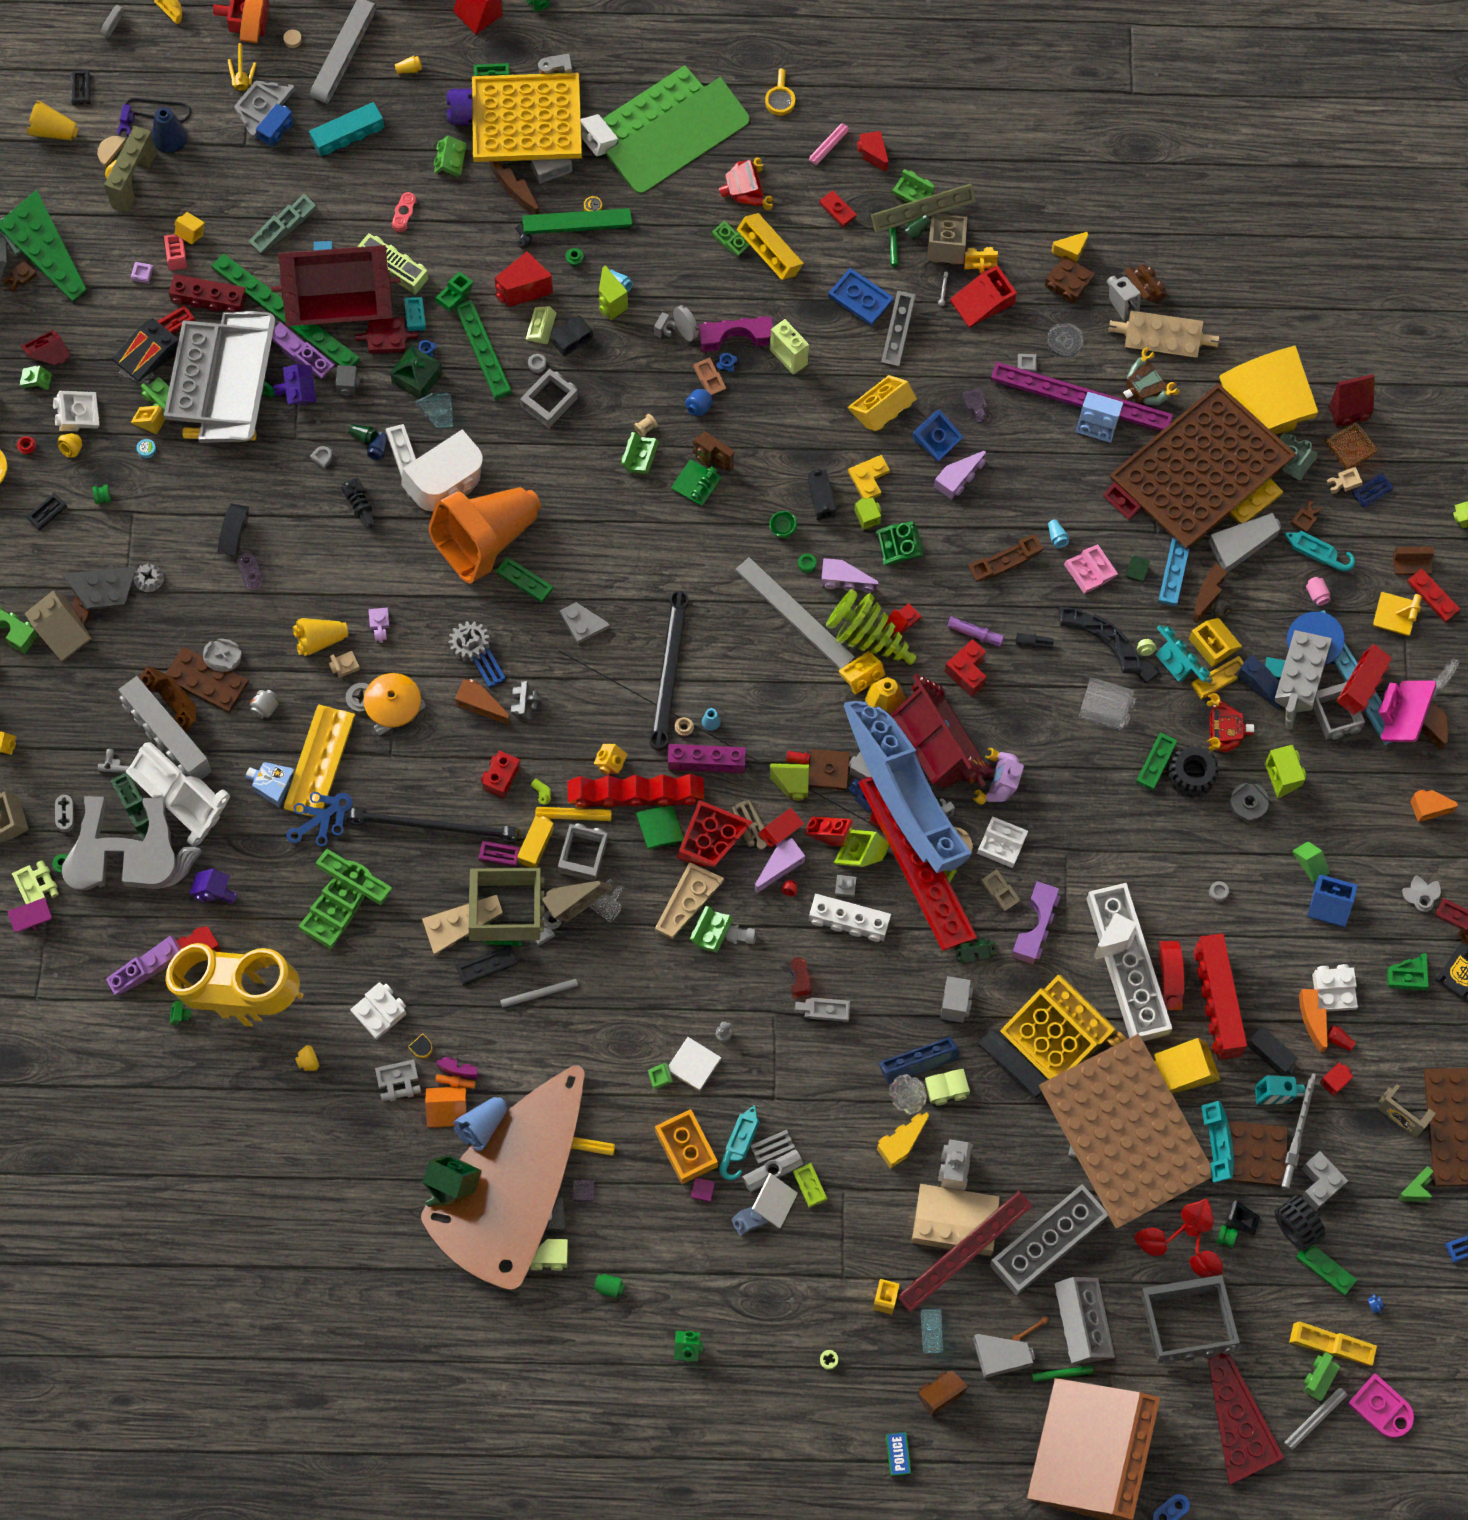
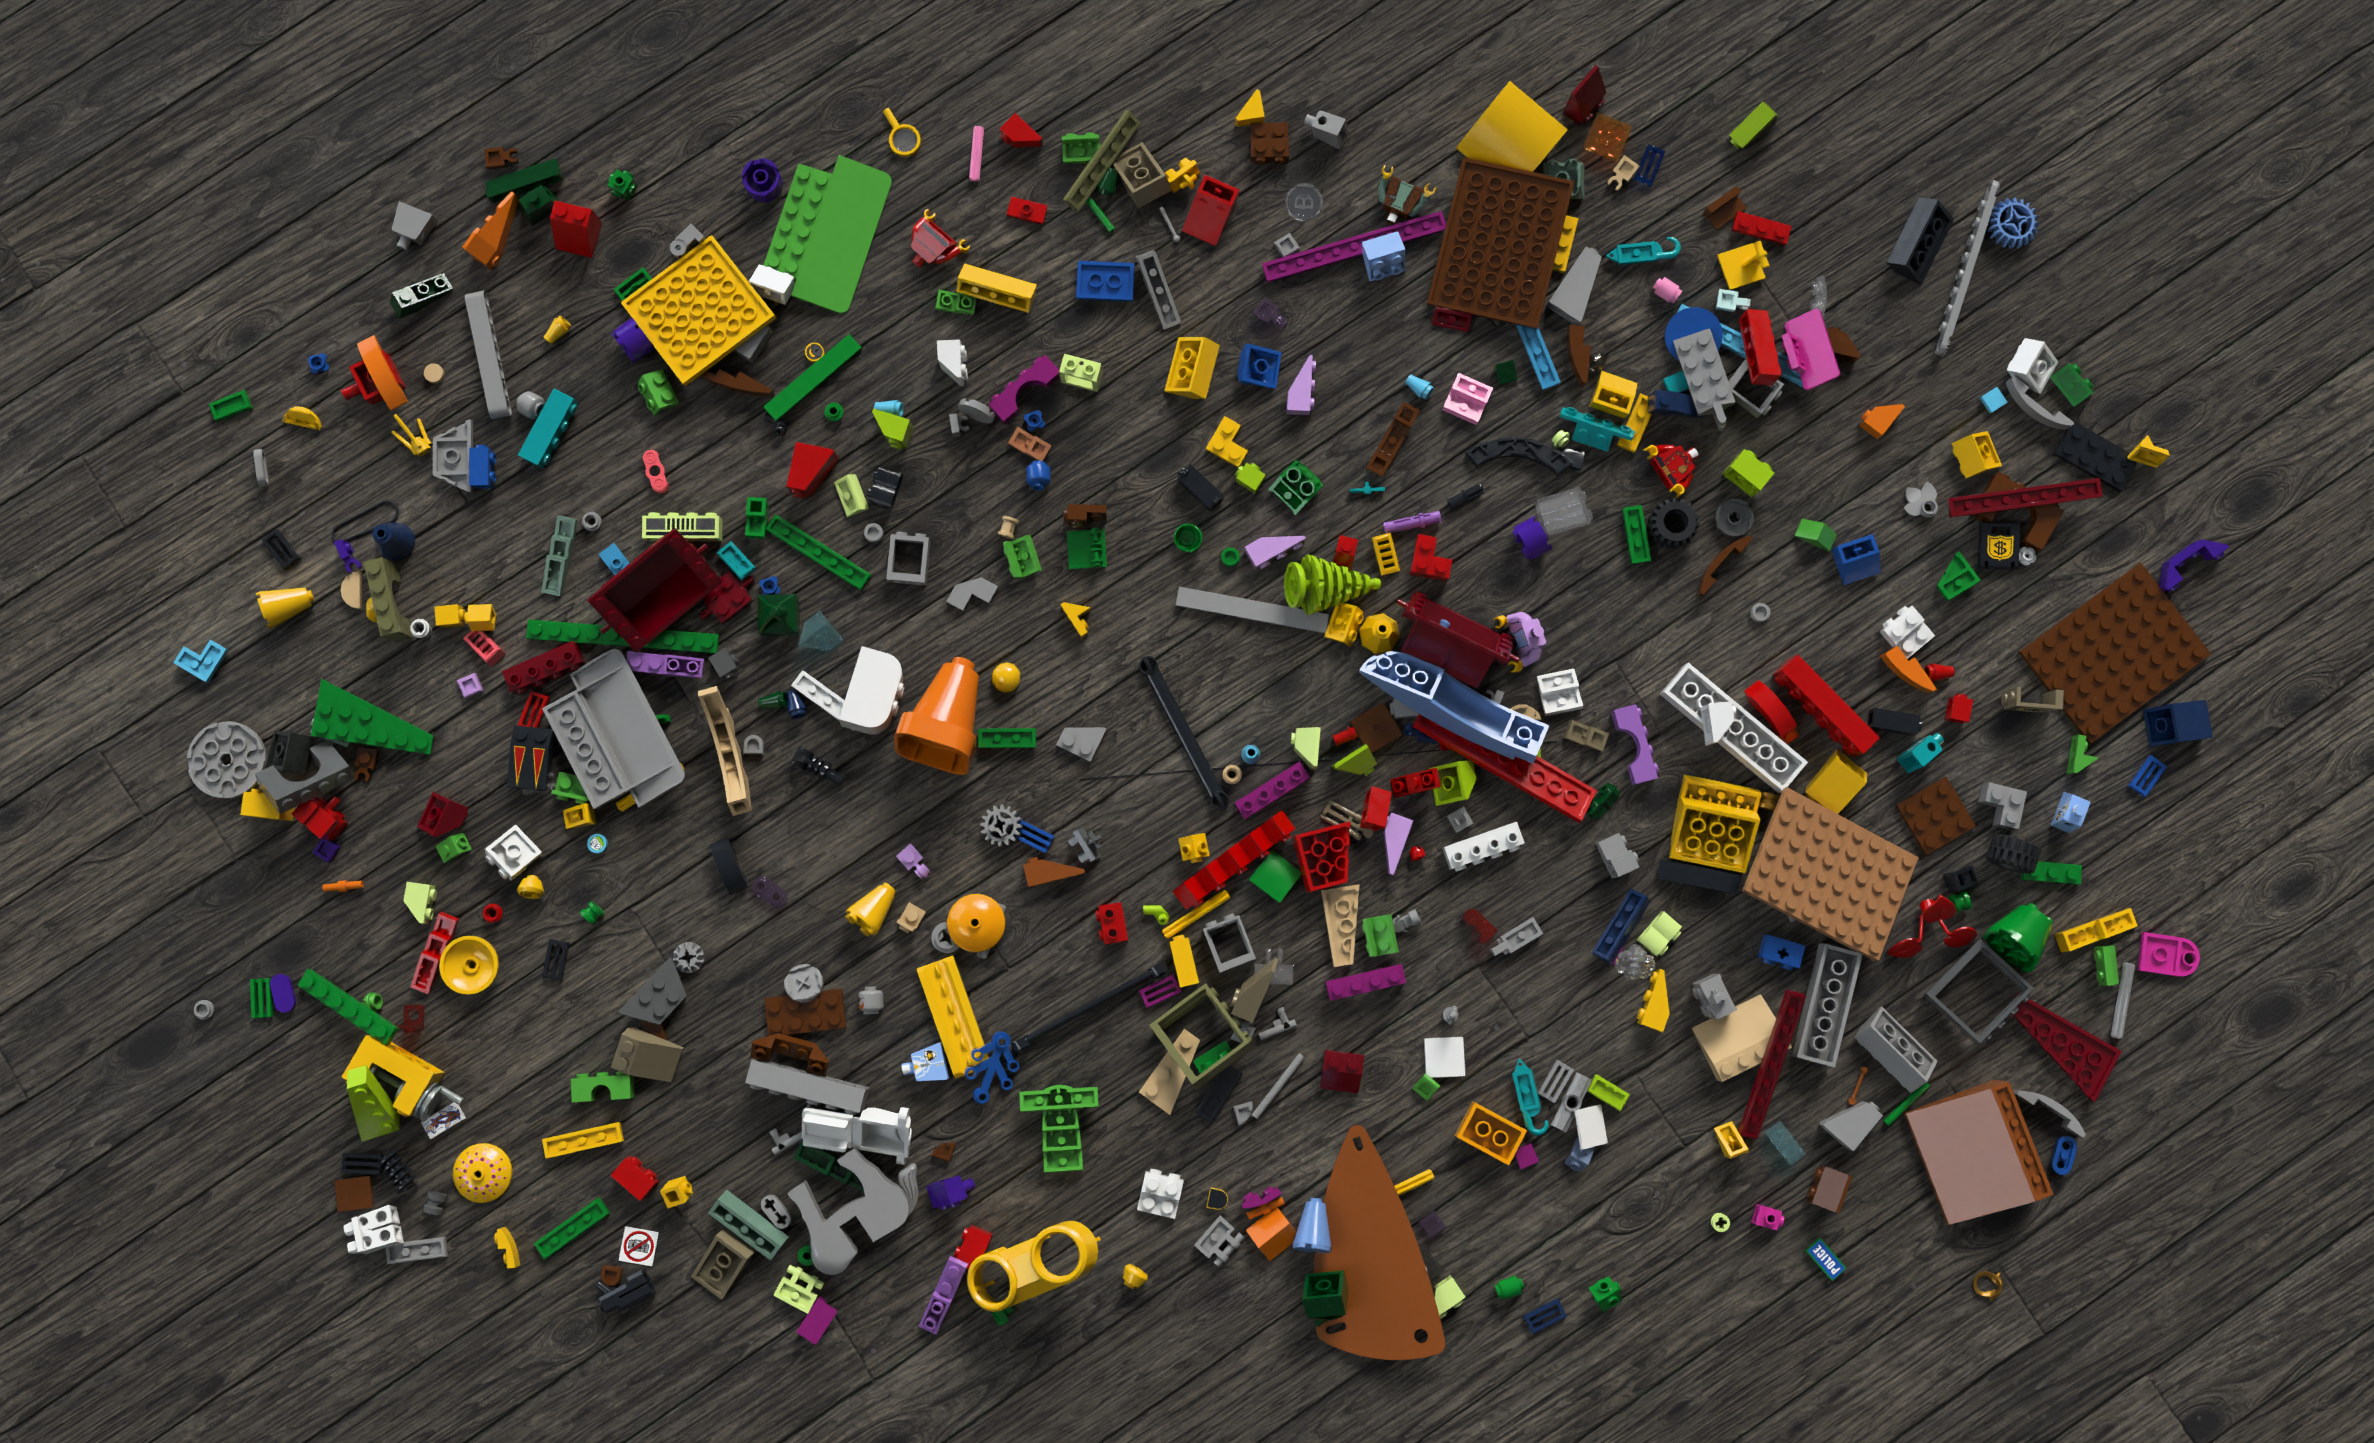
camera: 35 degrees left, 15 degrees up
(35, 805) = (748, 1224): none -> sand green brick
(138, 206) = (417, 628): none -> white cone
(166, 212) = (449, 616): none -> yellow brick
(232, 859) = (944, 1151): none -> reddish brown tile
(297, 385) = (684, 699): dark purple brick -> none
(299, 446) = (728, 750): none -> tan arch
(324, 212) = (587, 517): none -> light grey plate
(346, 103) = (530, 404): none -> light grey head
(495, 994) = (1243, 1112): none -> light grey tile
(558, 535) = (1006, 677): none -> yellow hair
(573, 451) = (963, 592): none -> light grey tile
(575, 946) = (1279, 1025): none -> light grey hose
(600, 1014) = (1341, 1071): none -> dark red slope
(622, 1332) = (1536, 1311): none -> dark blue tile
(647, 58) = (762, 170): none -> dark purple brick
(650, 523) = (1074, 612): none -> yellow slope
(656, 950) = (1365, 982): none -> magenta arch
(696, 274) = (952, 358): none -> white slope
(762, 742) = (1307, 745): none -> yellowish green slope
(864, 1380) = (1761, 1214): none -> dark pink brick
(940, 630) = (1379, 556): none -> yellow slope
(956, 584) = (1367, 489): none -> teal piece
(1040, 1162) = (1791, 958): none -> blue brick
(1064, 704) = (1532, 538): none -> dark purple brick
(1146, 282) = (1340, 102): reddish brown plate -> none
(1163, 333) = (1384, 140): tan plate -> none
(1175, 1440) = (2069, 1123): none -> light grey slope
(1221, 1141) = (1905, 828): teal slope -> none
(1235, 824) = (1706, 580): none -> reddish brown slope
(1258, 1295) = (2020, 936): none -> green cone
(1293, 1155) = (1968, 798): light grey bar -> none
(1305, 518) = (1613, 231): reddish brown plate -> none
(1366, 632) = (1729, 300): none -> light aqua plate
(1376, 1304) = (2109, 875): blue plate -> none
(1377, 1226) = (2071, 811): none -> light blue torso

